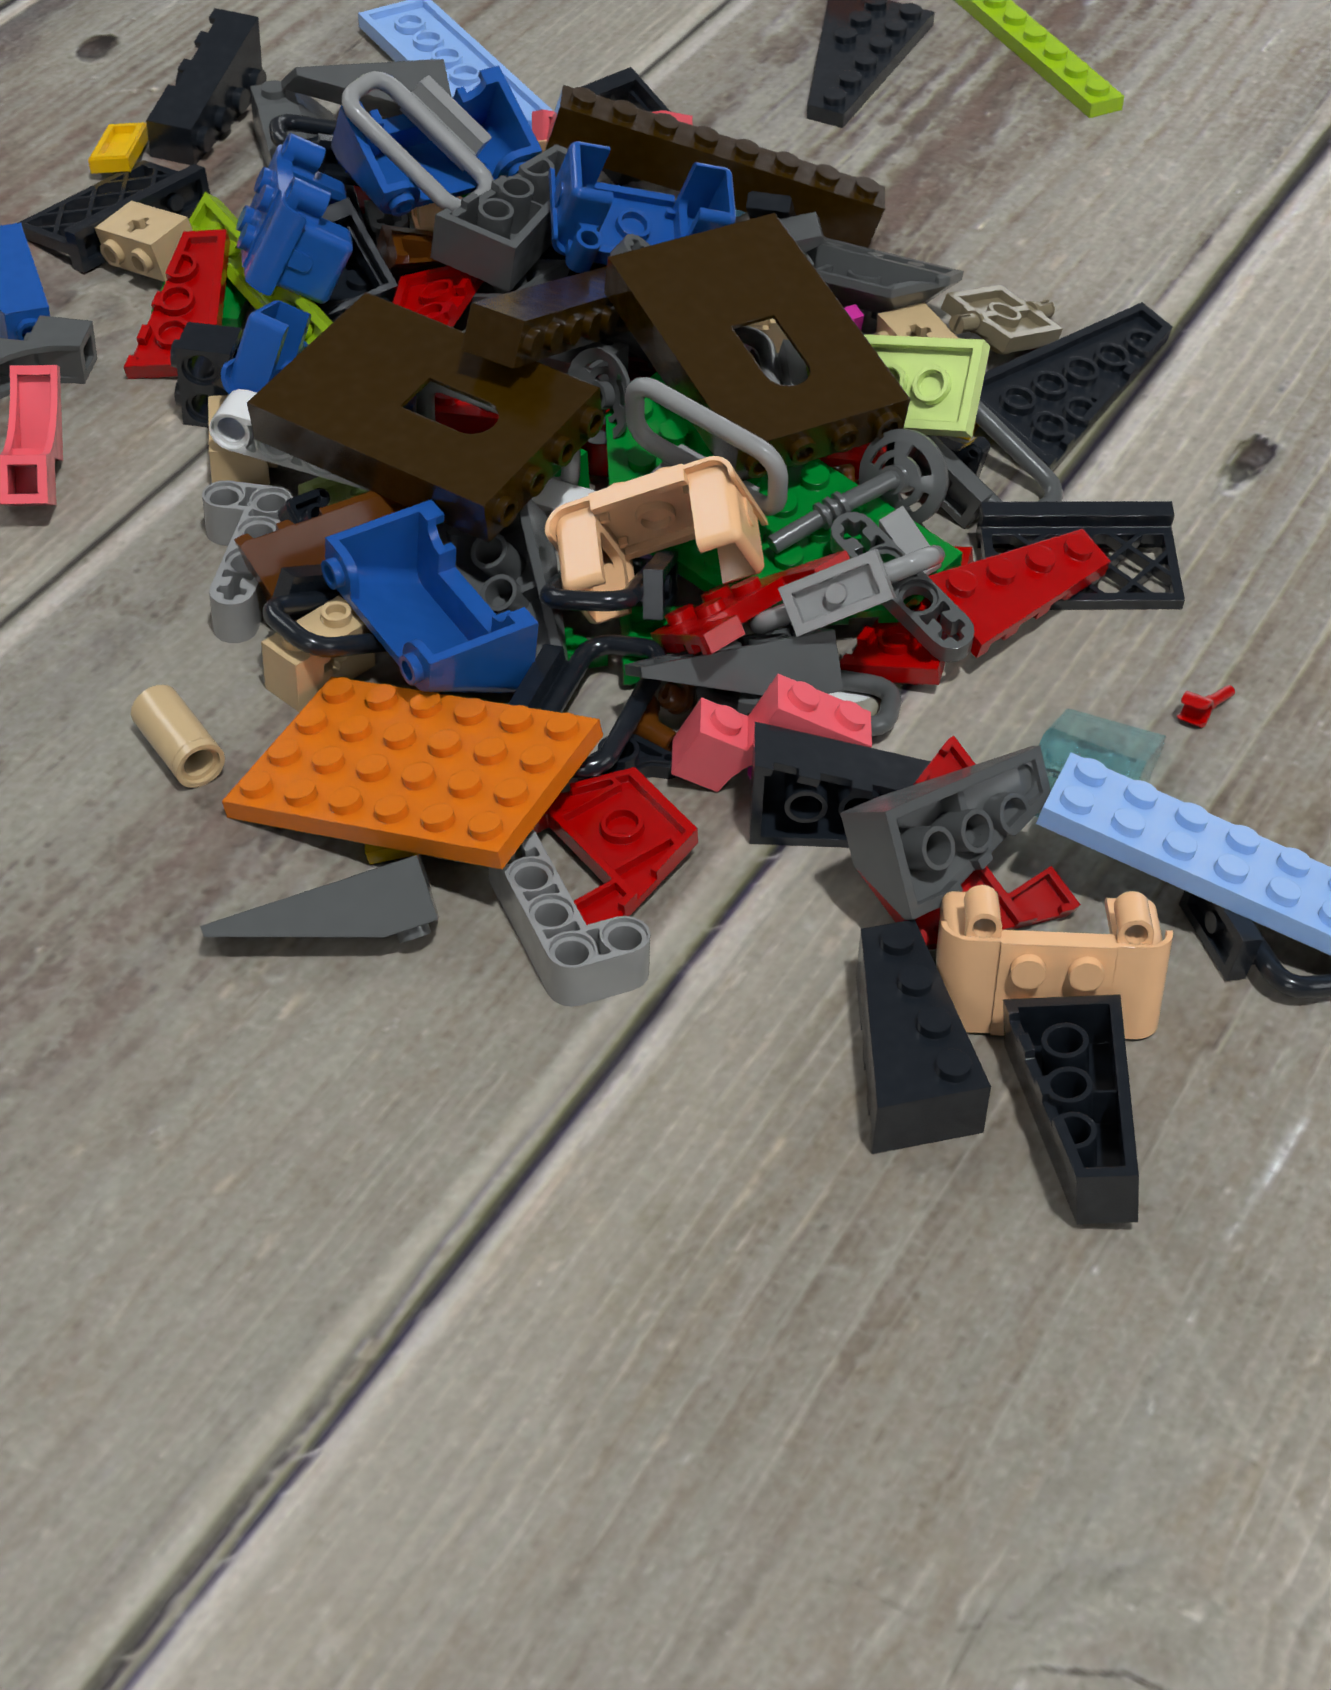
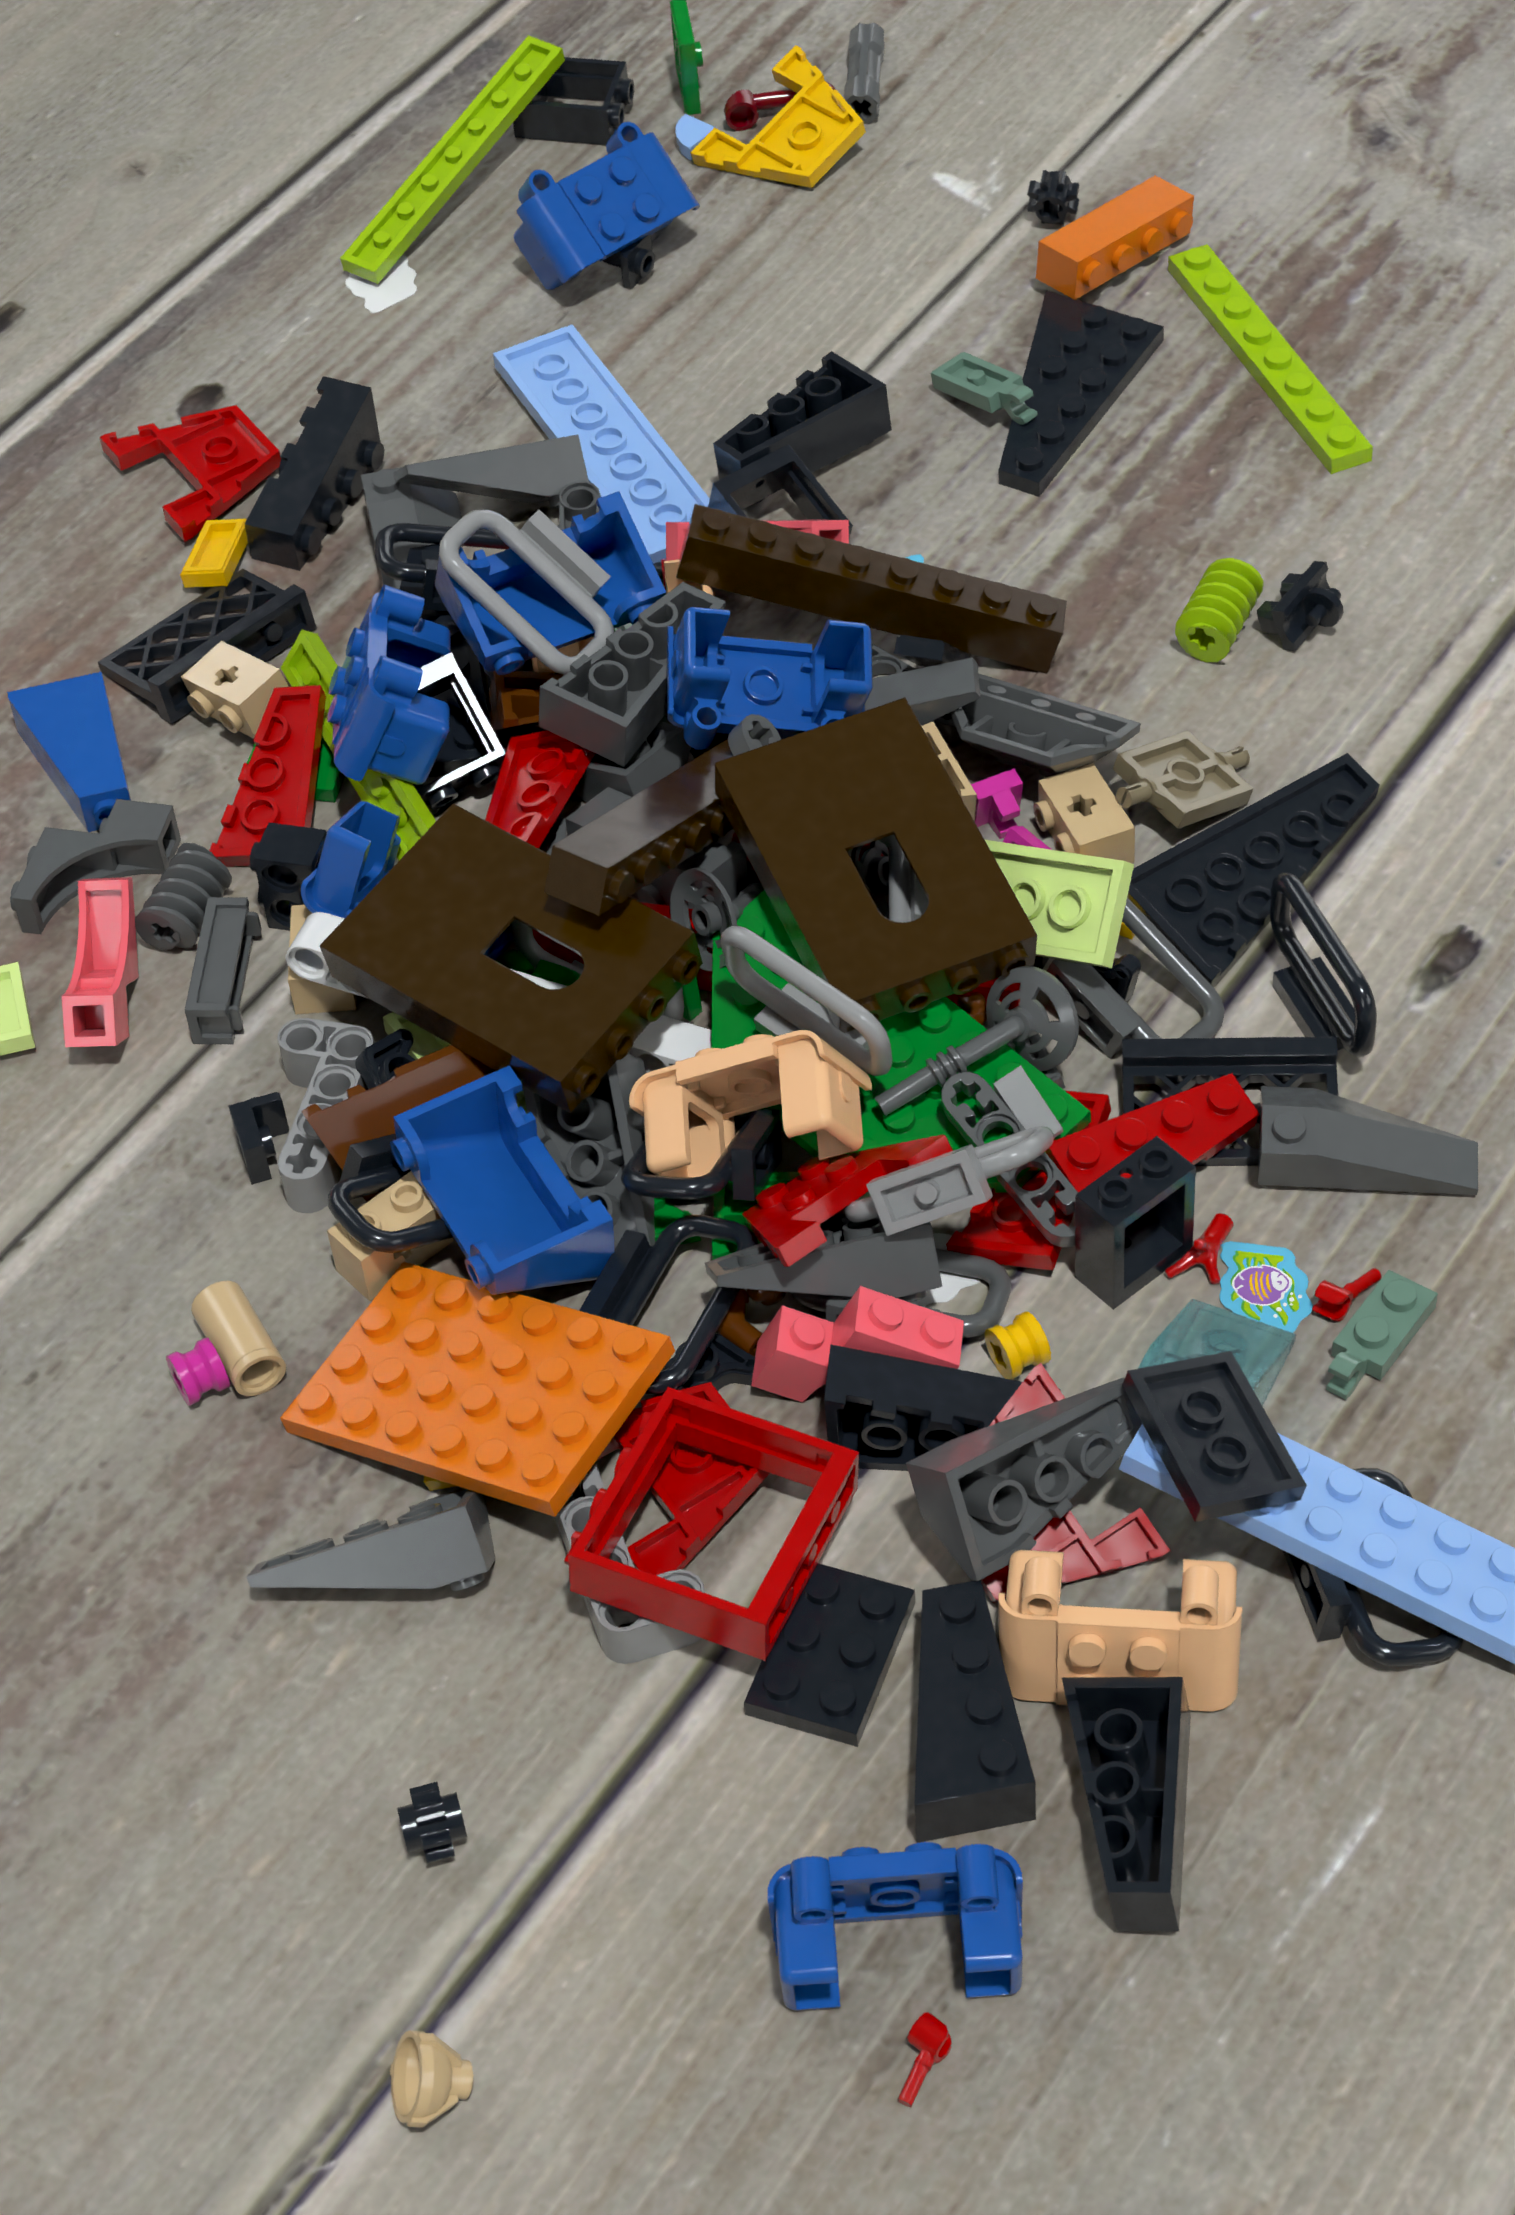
camera: 10 degrees right, 5 degrees up
(105, 394) = (179, 900): none -> dark grey piece
(115, 77) = (215, 452): none -> red wing
(139, 762) = (197, 1371): none -> dark pink wheel
(142, 450) = (220, 970): none -> dark grey container
(184, 571) = (254, 1126): none -> black bracket
(398, 1136) = (432, 1822): none -> black gear
(411, 1363) = (427, 2078): none -> tan piece
(664, 54) = (819, 419): none -> black wedge
(676, 807) = (742, 1438): none -> red window
(769, 993) = (832, 1655): none -> black plate
(789, 45) = (984, 386): none -> sand green plate
(872, 1179) = (868, 1885): none -> blue container
(912, 1322) = (935, 2043): none -> red hand
(918, 738) = (1017, 1345): none -> yellow wheel
(994, 667) = (1134, 1224): none -> black window
(1013, 201) = (1218, 609): none -> lime piece
(1073, 671) = (1205, 1249): none -> red bar
(1084, 202) = (1303, 606): none -> black hips
(1127, 789) = (1213, 1436): none -> black plate
(1130, 699) = (1264, 1285): none -> sticker
(1132, 473) = (1308, 985): none -> black bar
(1180, 588) = (1343, 1144): none -> dark grey wedge
(1241, 733) = (1379, 1331): none -> sand green plate

